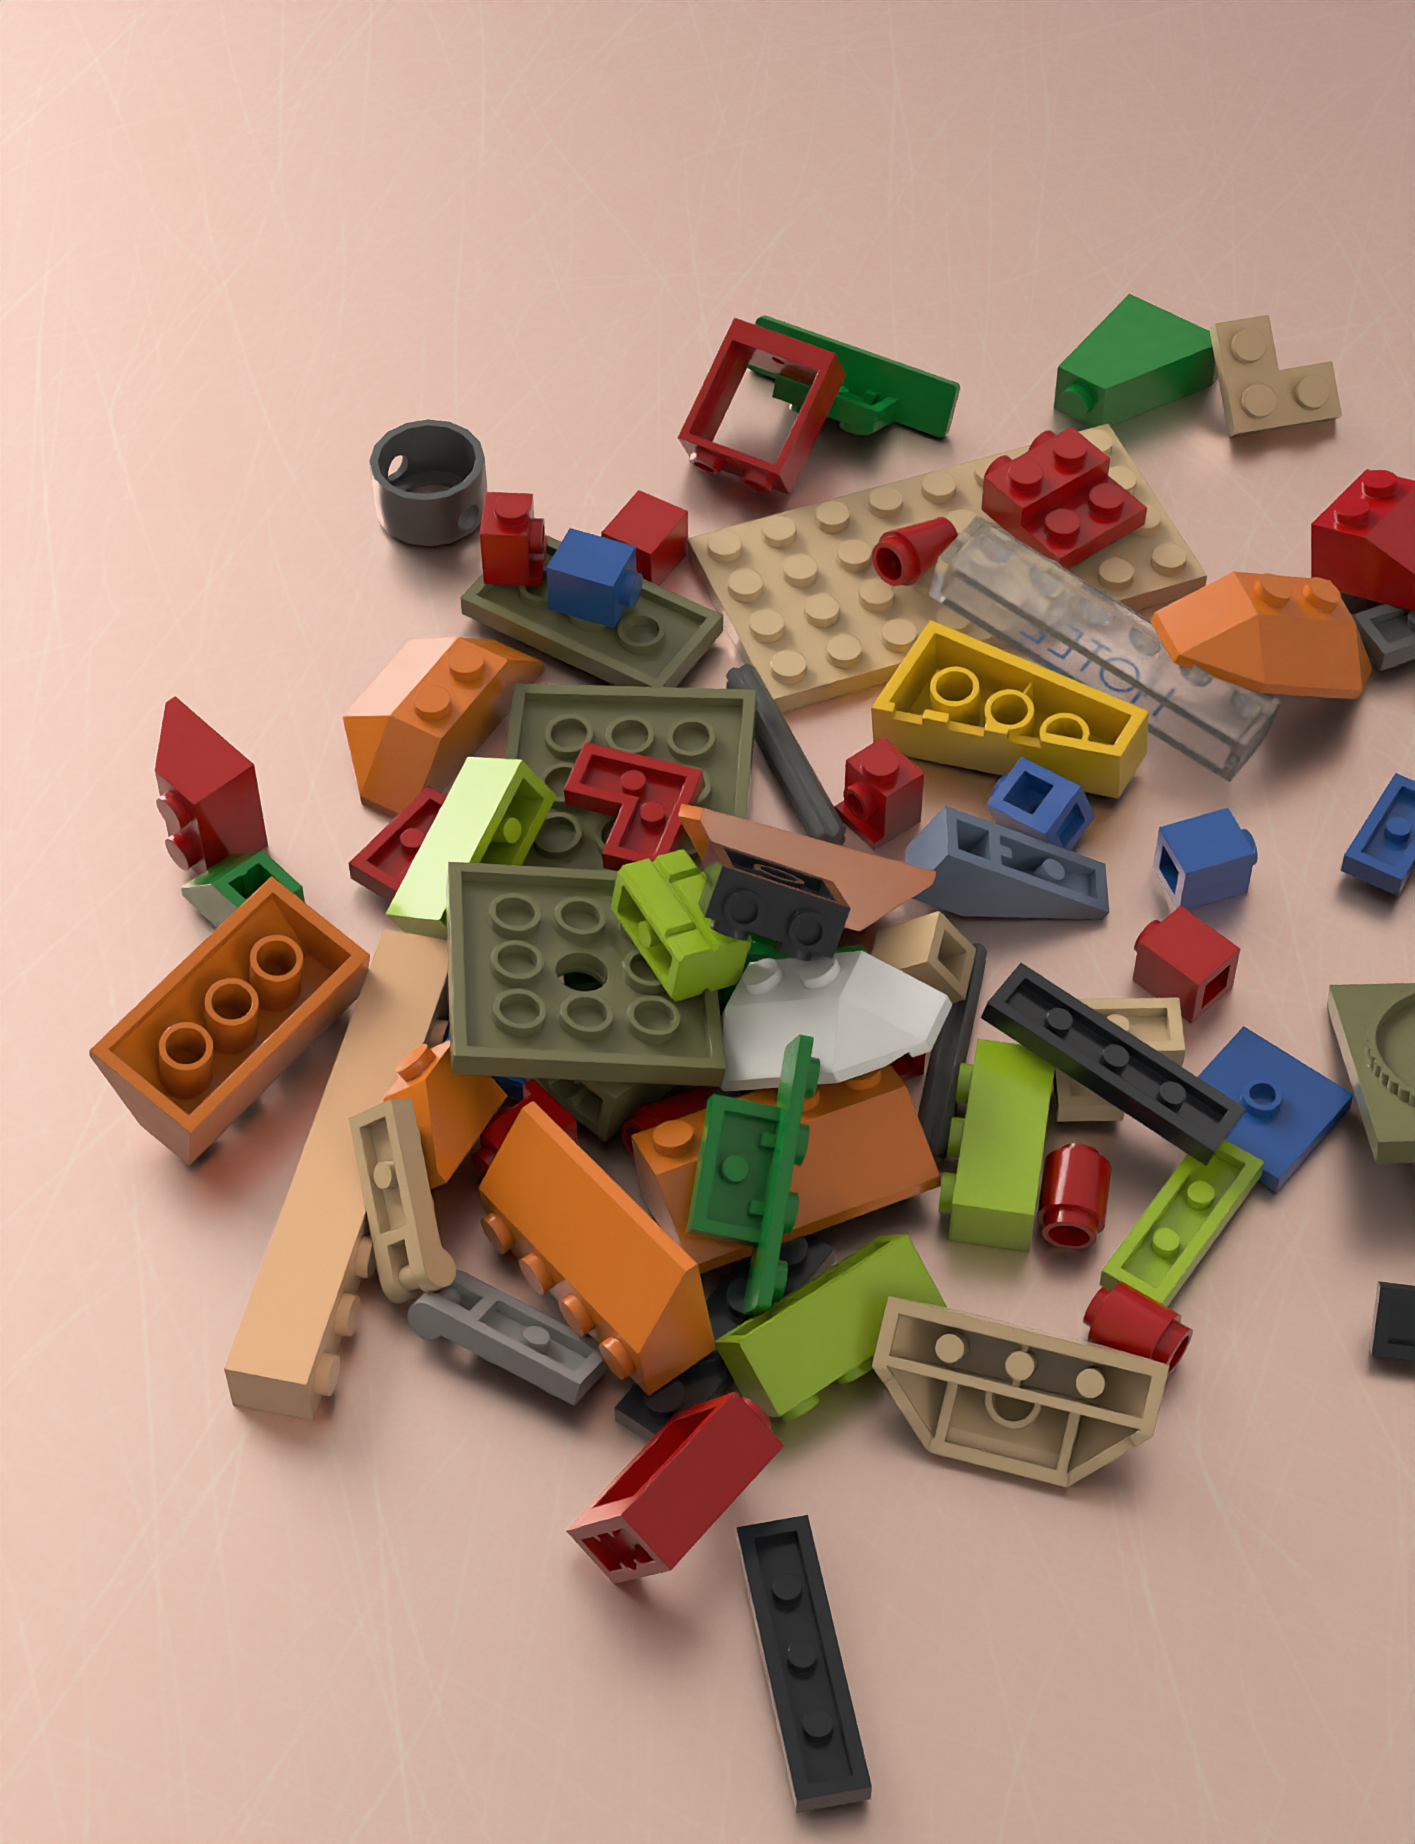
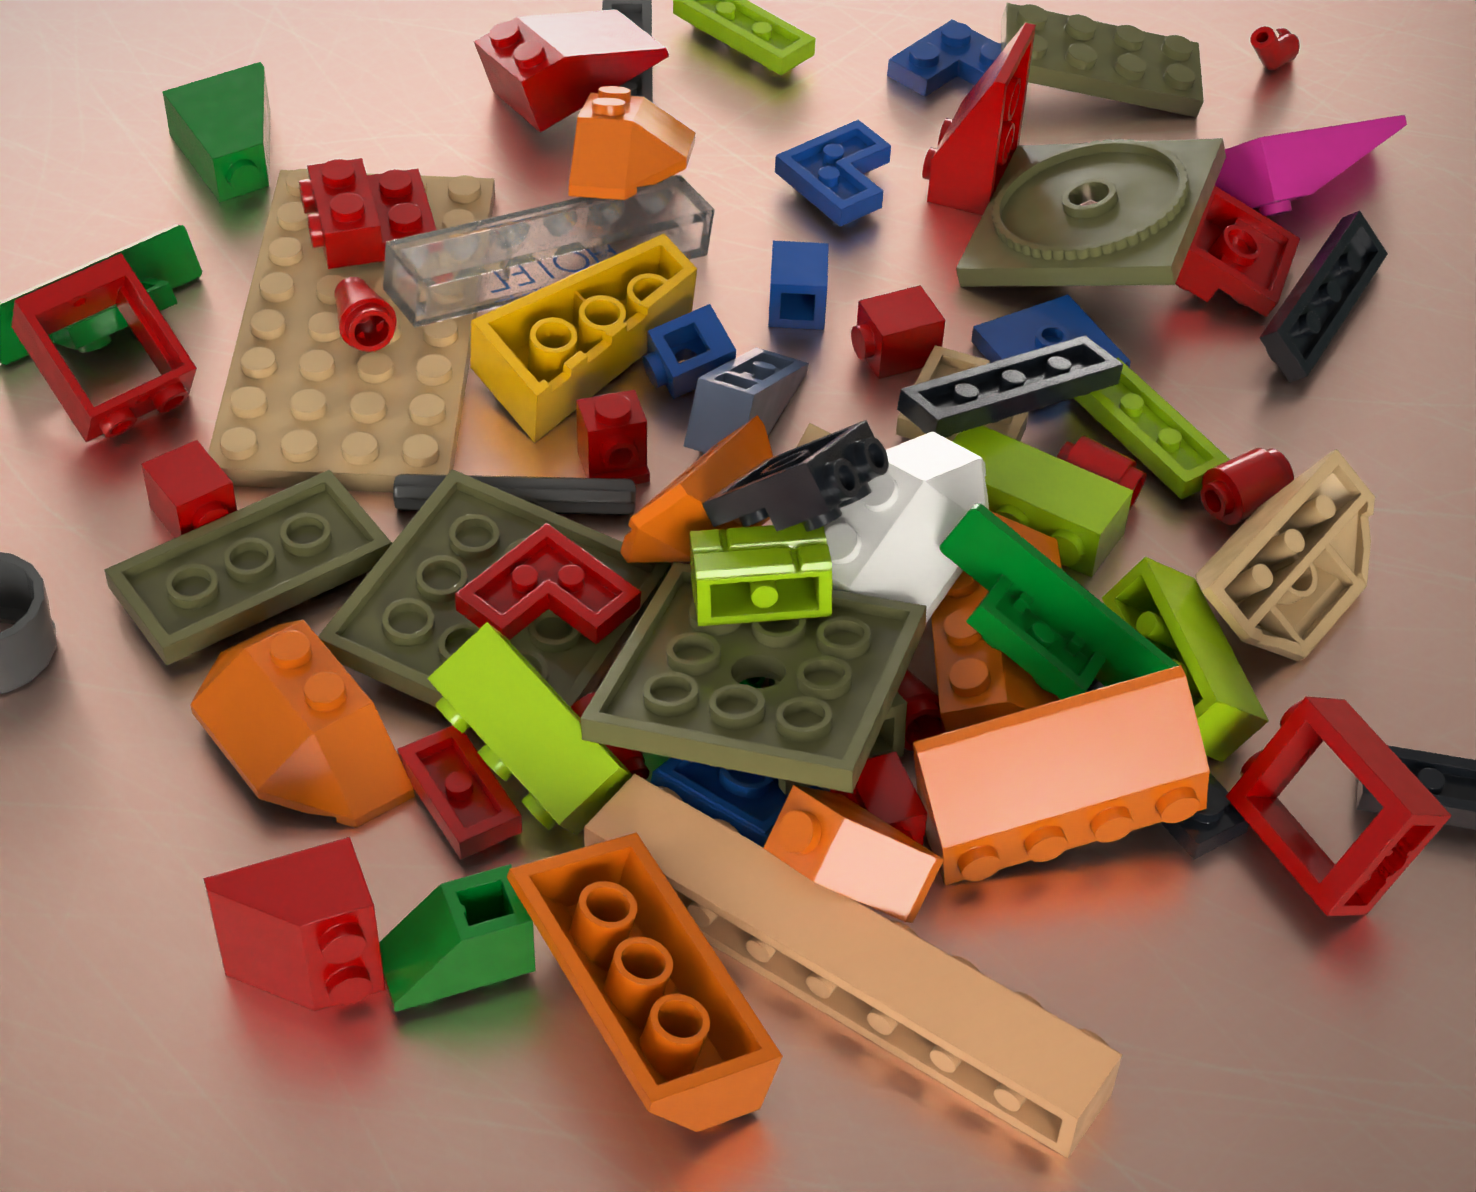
camera: 70 degrees left, 5 degrees down
(399, 1202) = (940, 904): tan plate -> none
(510, 1336) = (1094, 893): light grey plate -> none
(512, 540) = (145, 554): red brick -> none
(593, 578) = (237, 528): blue brick -> none
(1260, 395) = (319, 74): tan plate -> none

